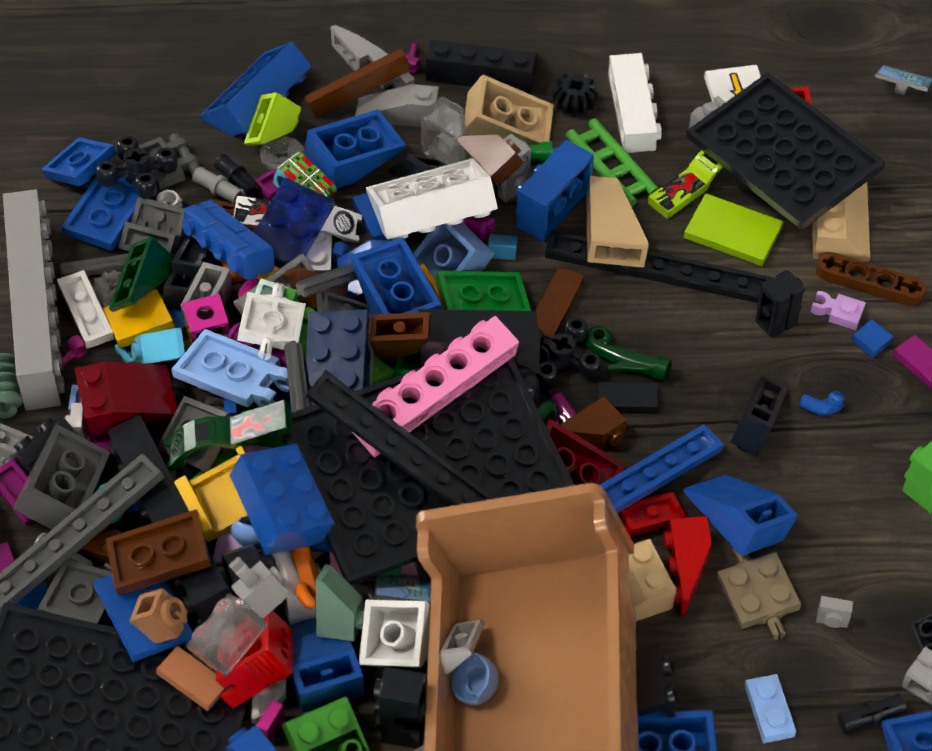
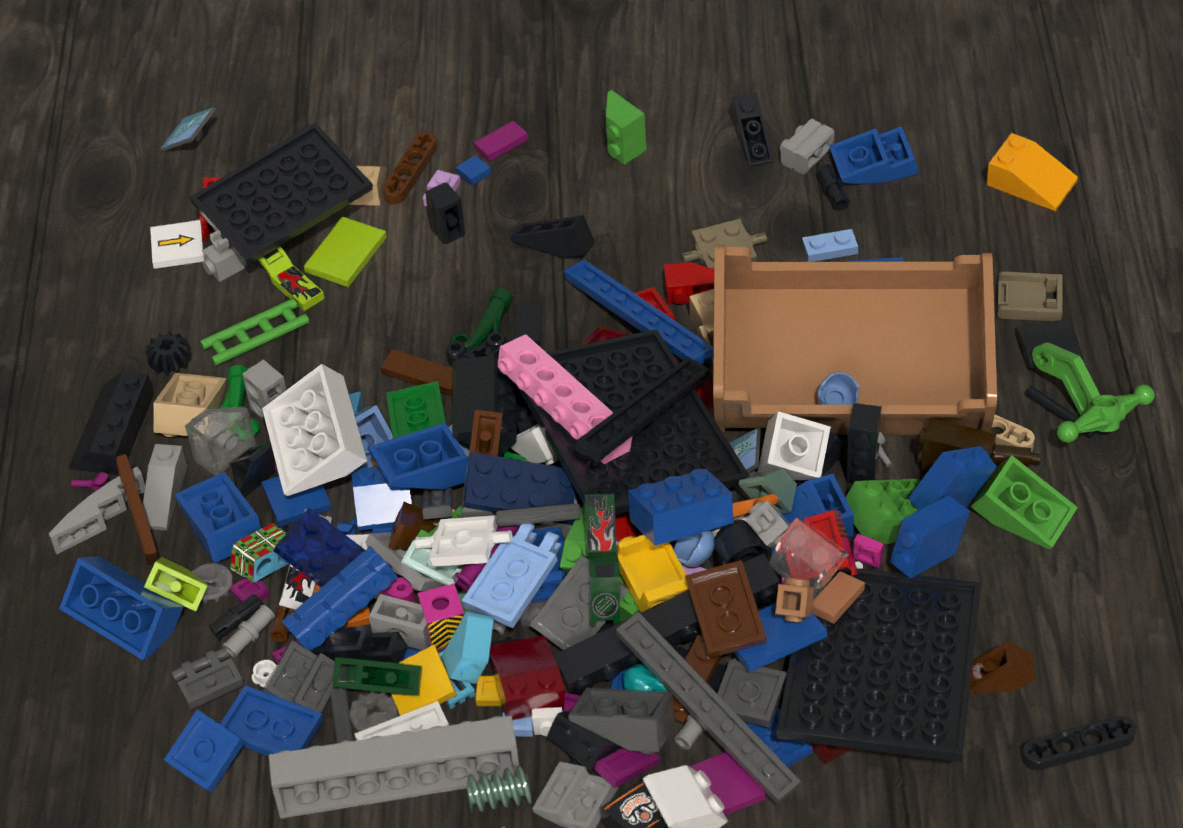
camera: 85 degrees left, 5 degrees down
(136, 167) = (228, 688): black gear -> none
(326, 281) = (412, 502): dark grey axle -> none
(460, 644) = (811, 393): light grey slope -> none
(493, 154) = (276, 377): slope -> none
(553, 190) = (293, 350): blue brick -> none
(598, 424) = (560, 333): reddish brown slope -> none
(612, 226) = (339, 323): tan slope -> none
(633, 103) = (185, 312): white brick -> none
(665, 269) = (382, 304): black tile -> none
(743, 512) = (657, 242): blue slope -> none
(823, 407) = (542, 200): blue arm -> none
(834, 612) = (747, 201): light grey plate -> none

